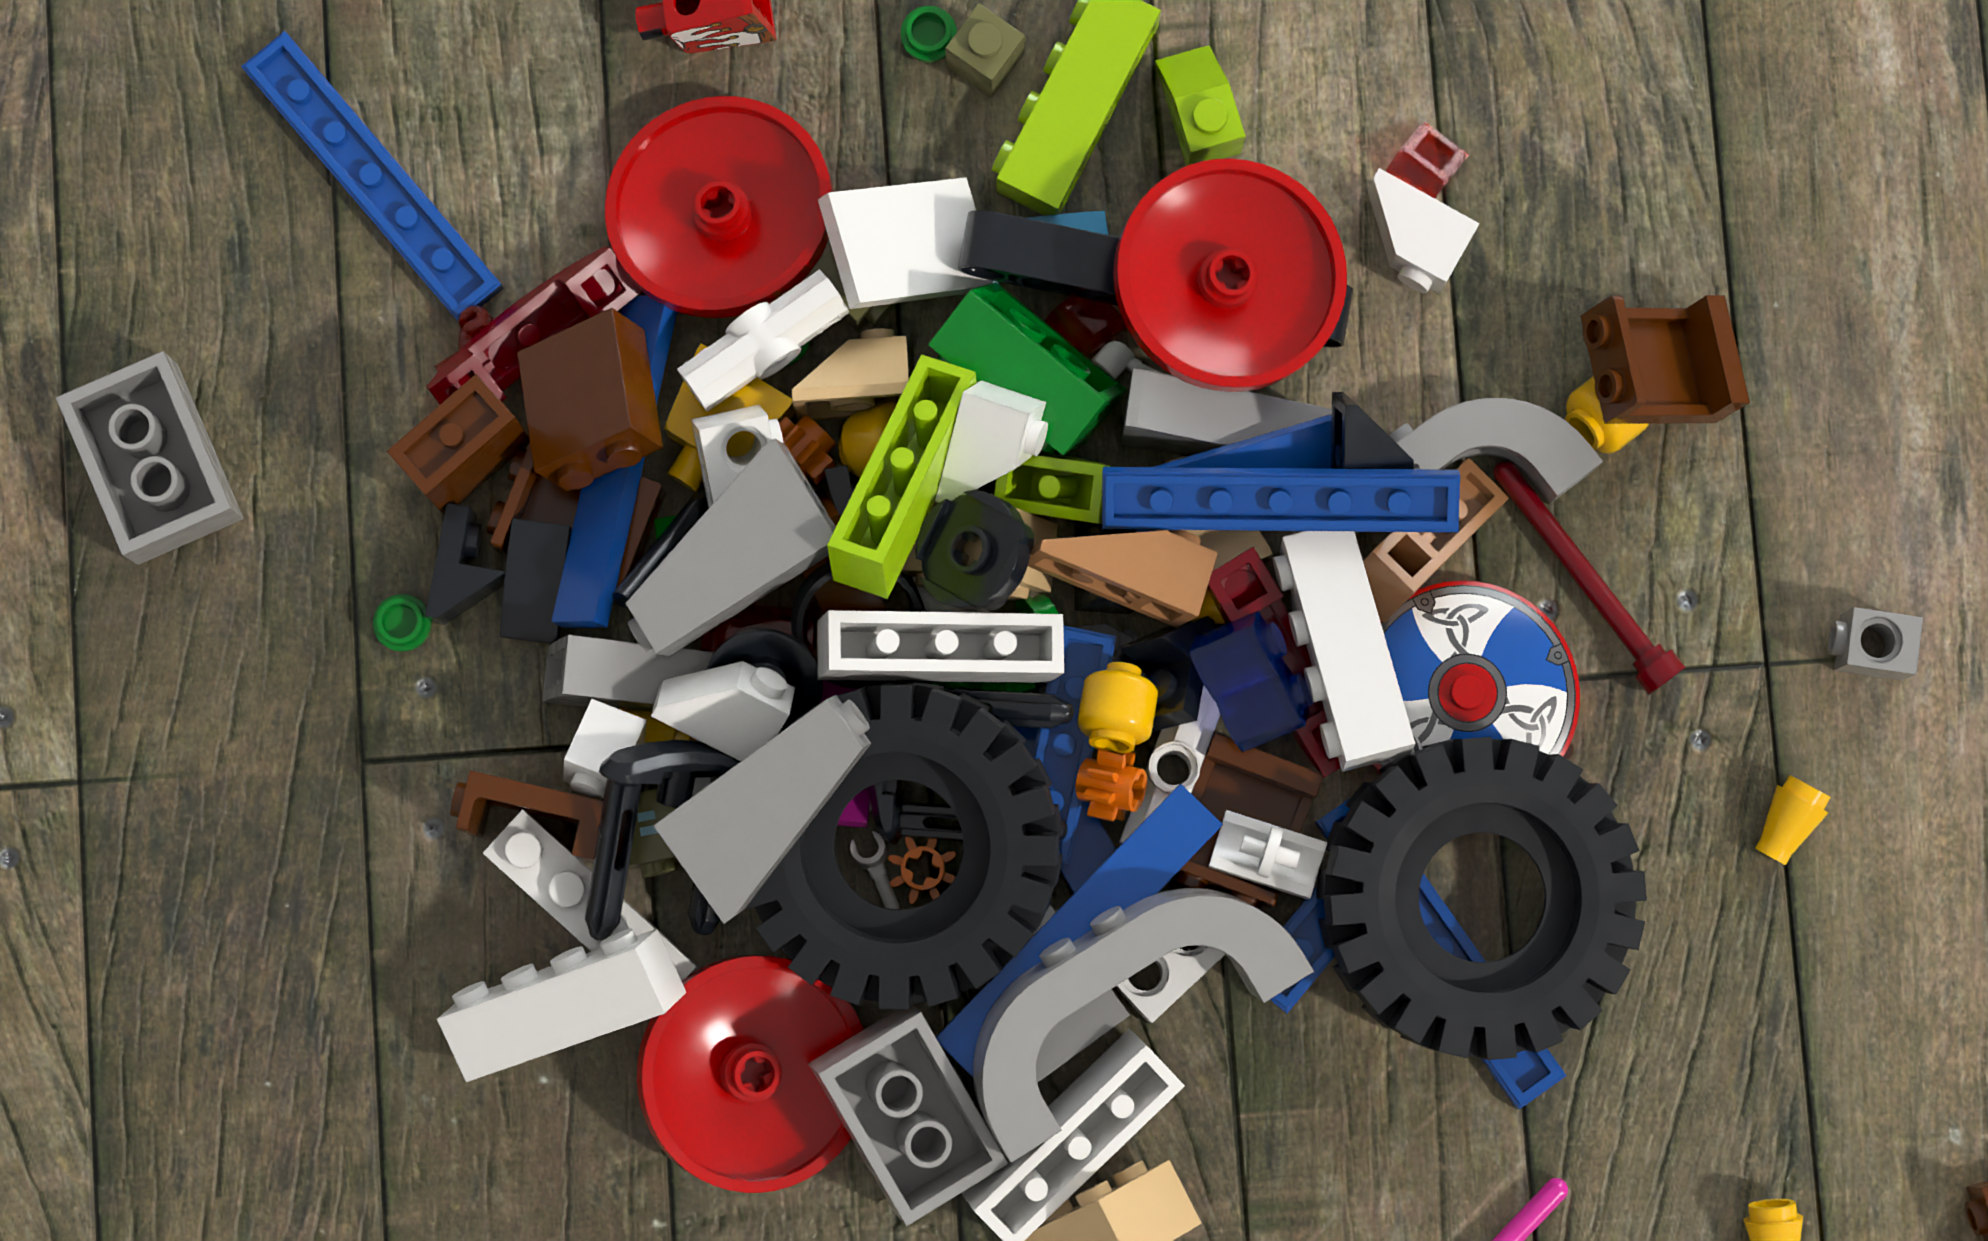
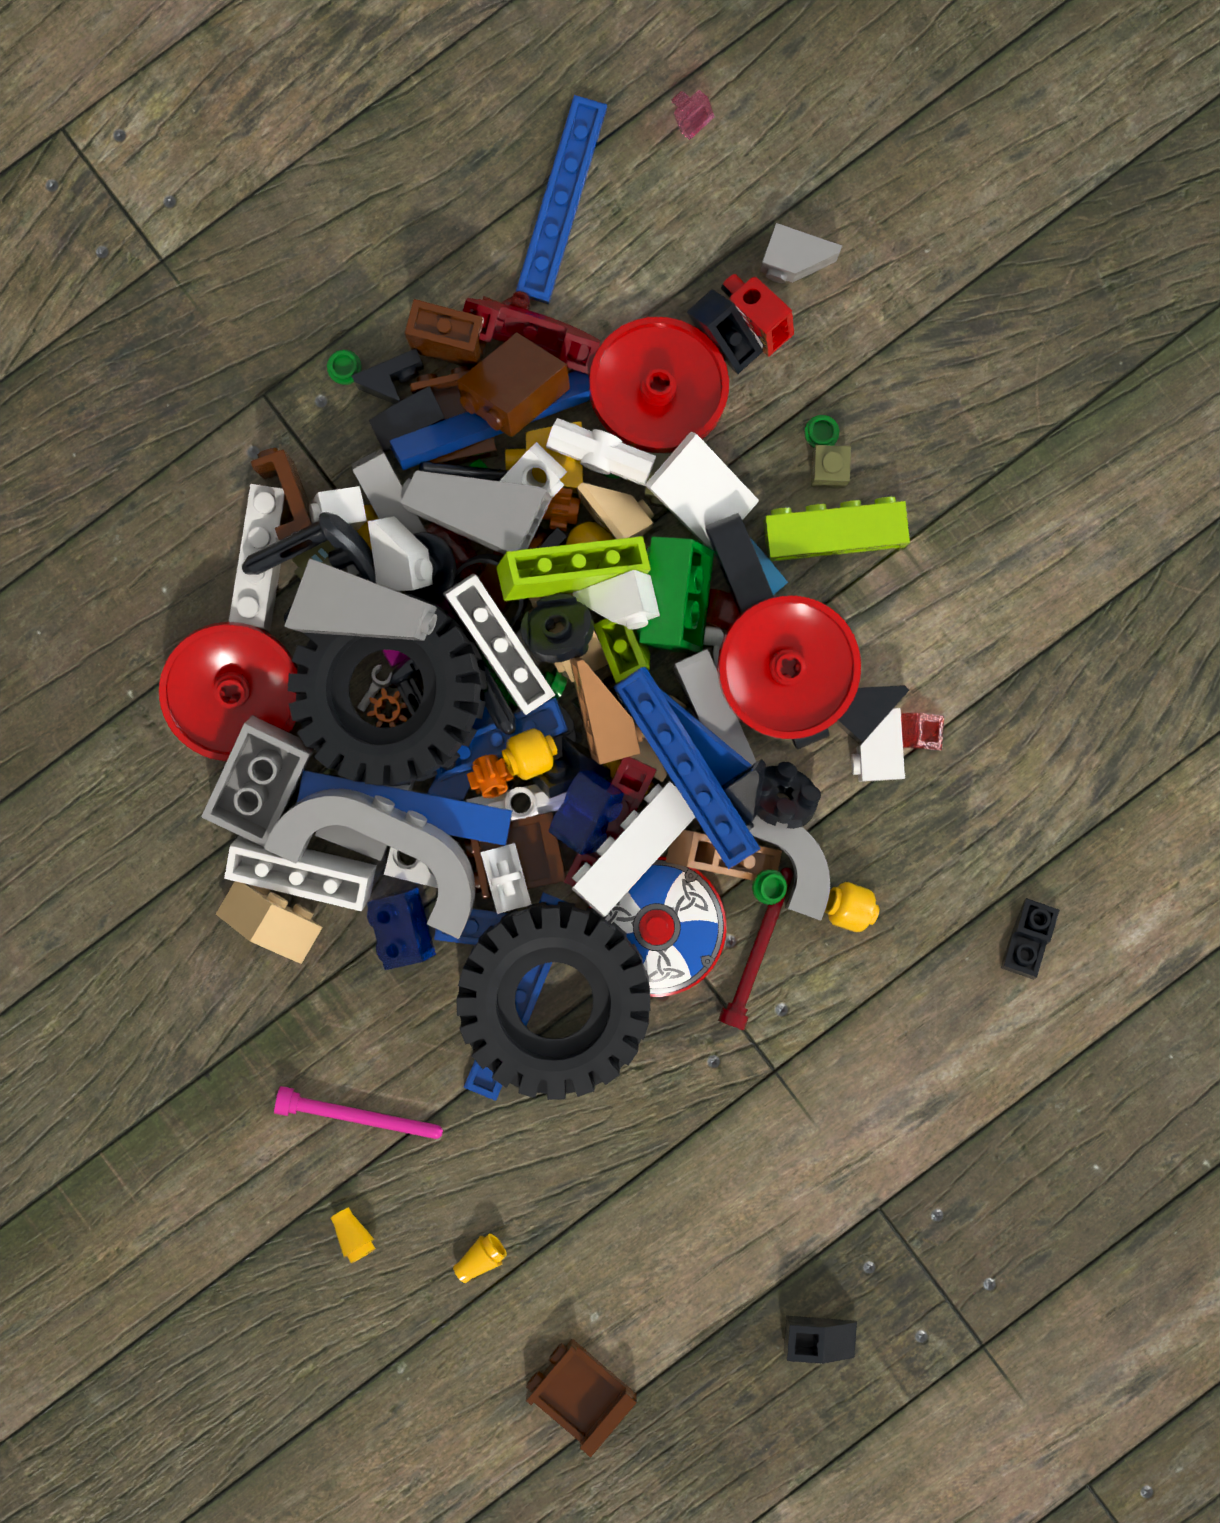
camera: 60 degrees right, 5 degrees up
(149, 458) = (342, 184): light grey brick -> none
(561, 1004) = (200, 573): white brick -> none
(702, 66) = (727, 329): none -> black slope
(1201, 105) = (875, 595): lime slope -> none
(1242, 1051) = (400, 929): none -> clear blue brick
(1356, 210) = (869, 710): none -> black slope
(1411, 377) = (799, 789): none -> black plate
(1510, 503) = (769, 886): none -> green plate
(1664, 362) = (893, 919): reddish brown panel -> none
(1791, 818) = (701, 1133): yellow cone -> none
(1802, 202) = (1029, 938): none -> black slope
(1900, 637) = (823, 1135): light grey brick -> none

